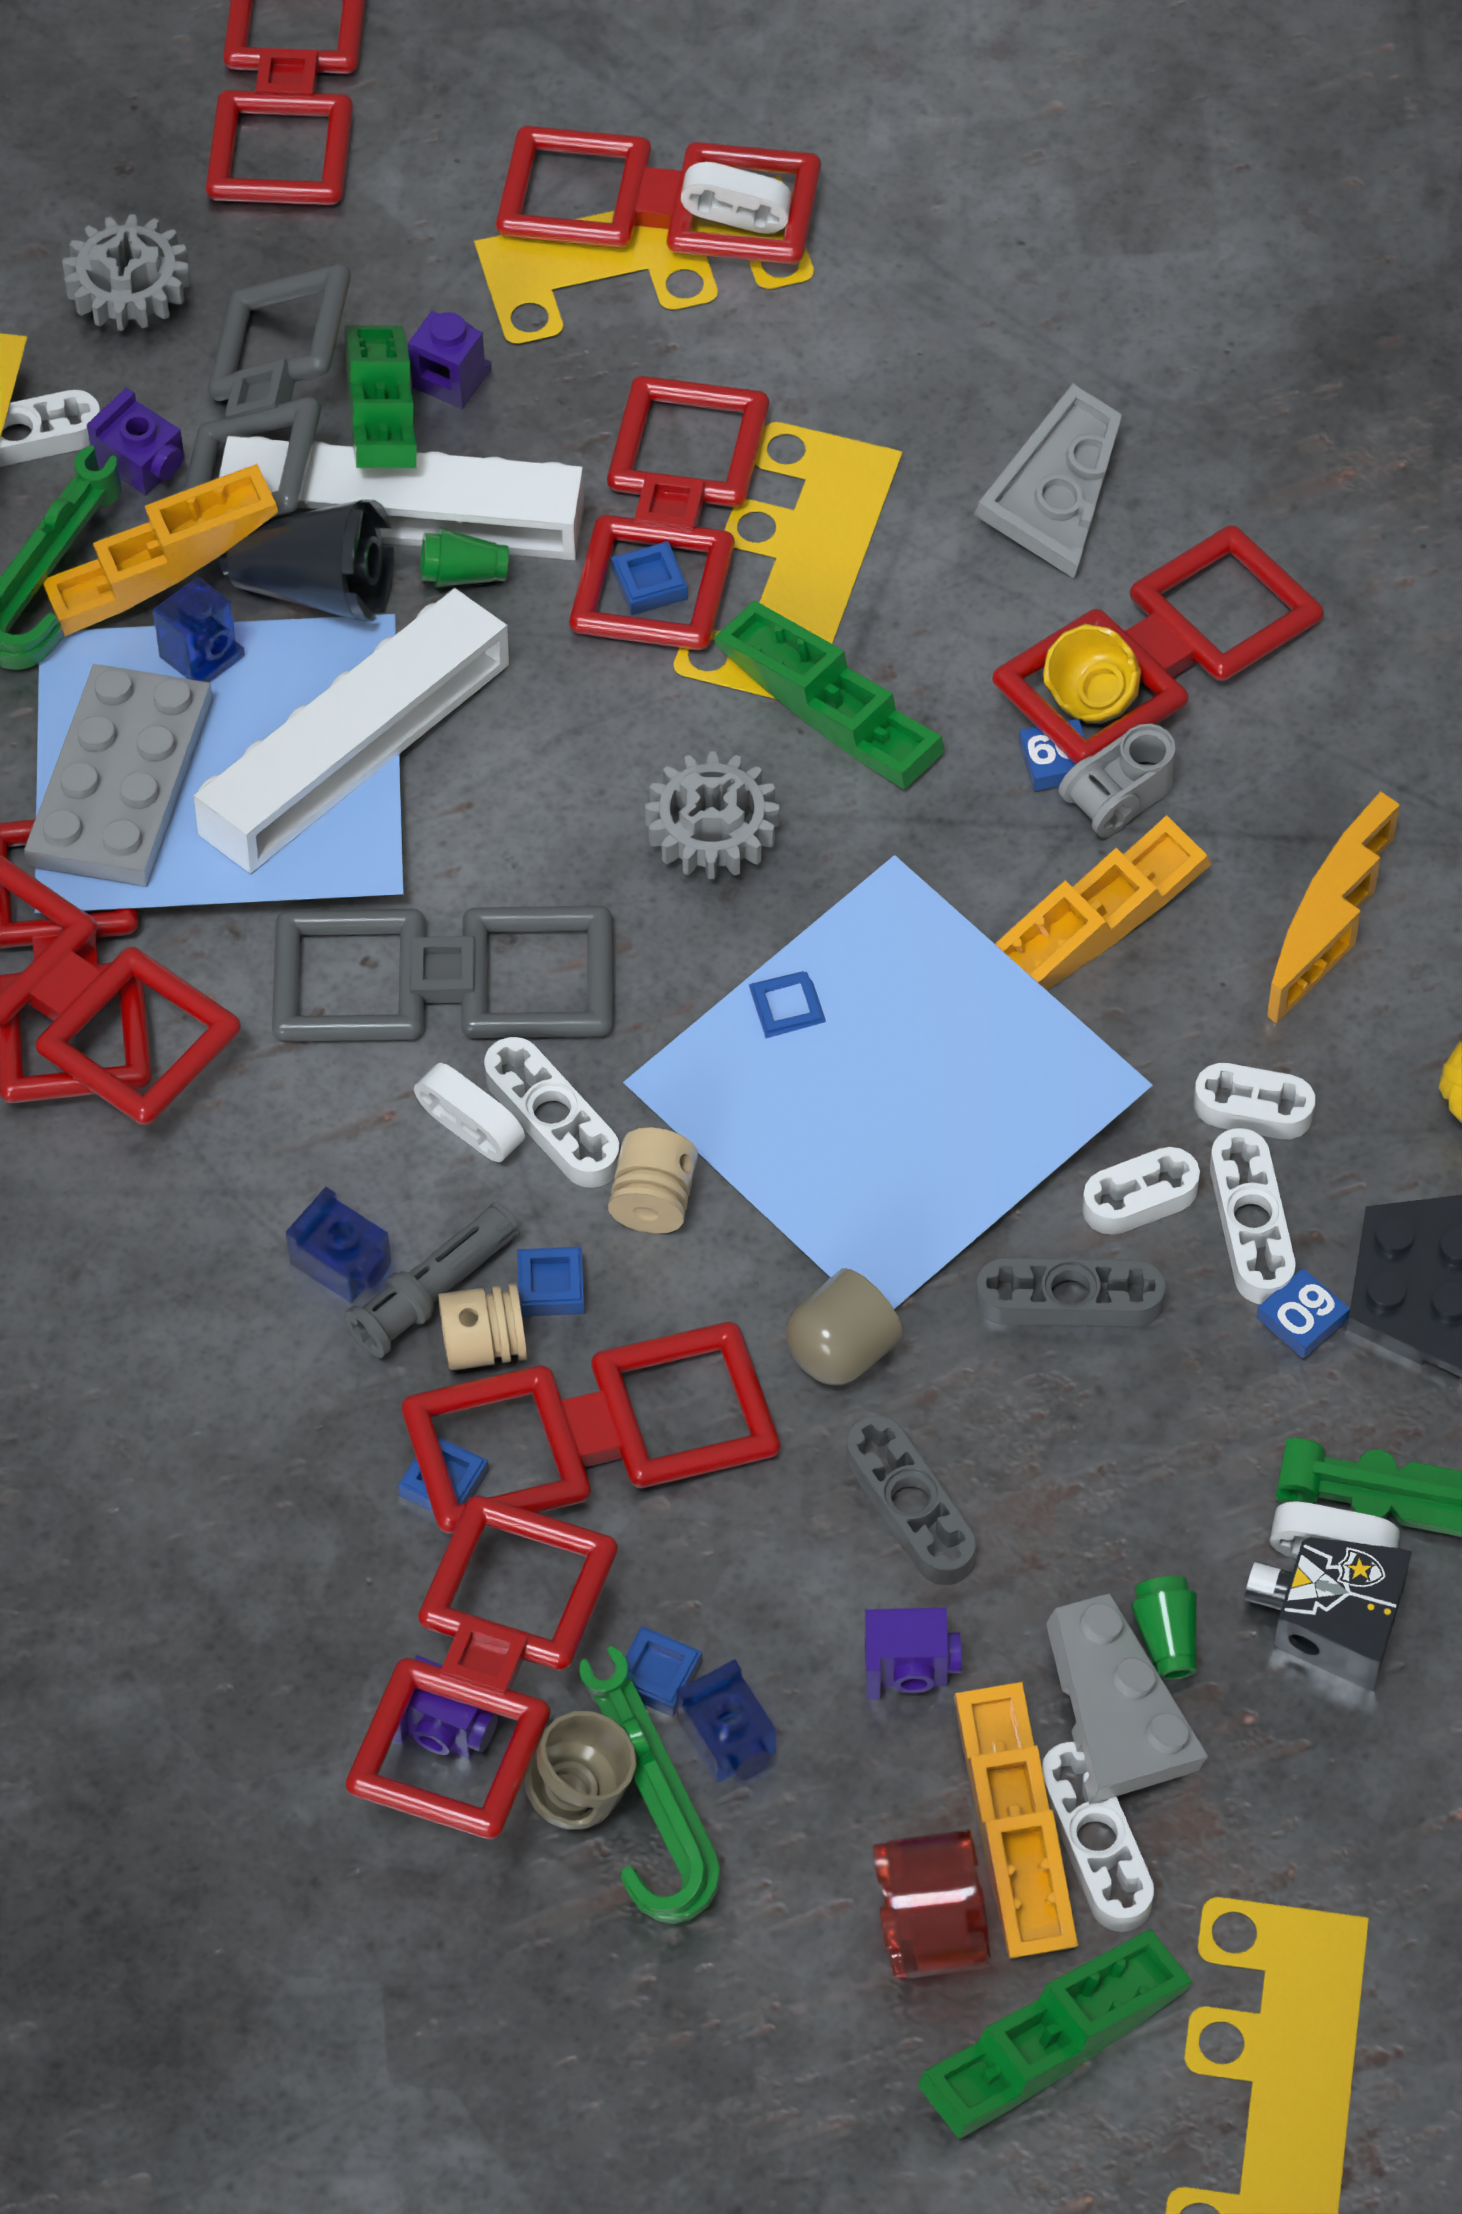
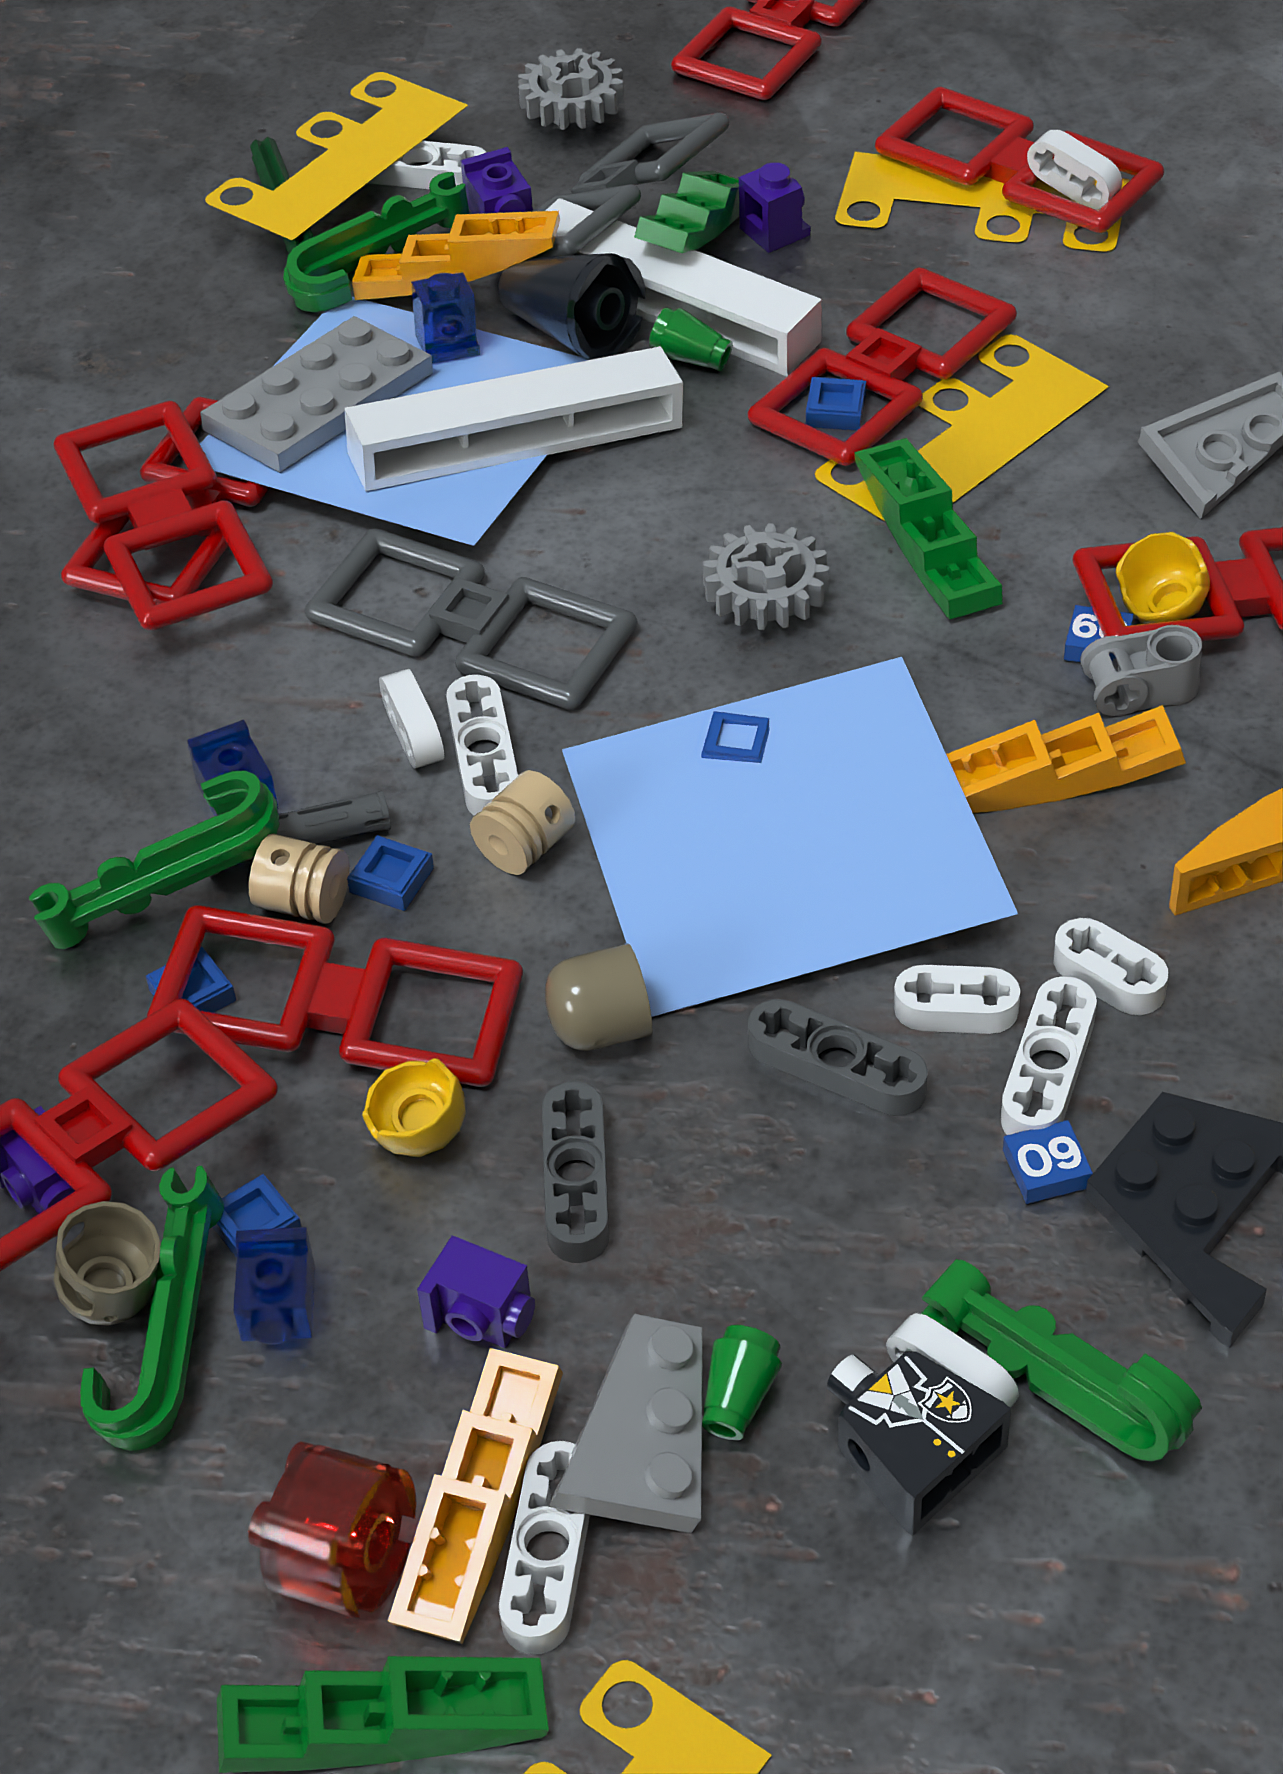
camera: 30 degrees right, 10 degrees down
(356, 1368) = (167, 865): none -> green piece
(741, 1504) = (415, 1108): none -> yellow hair

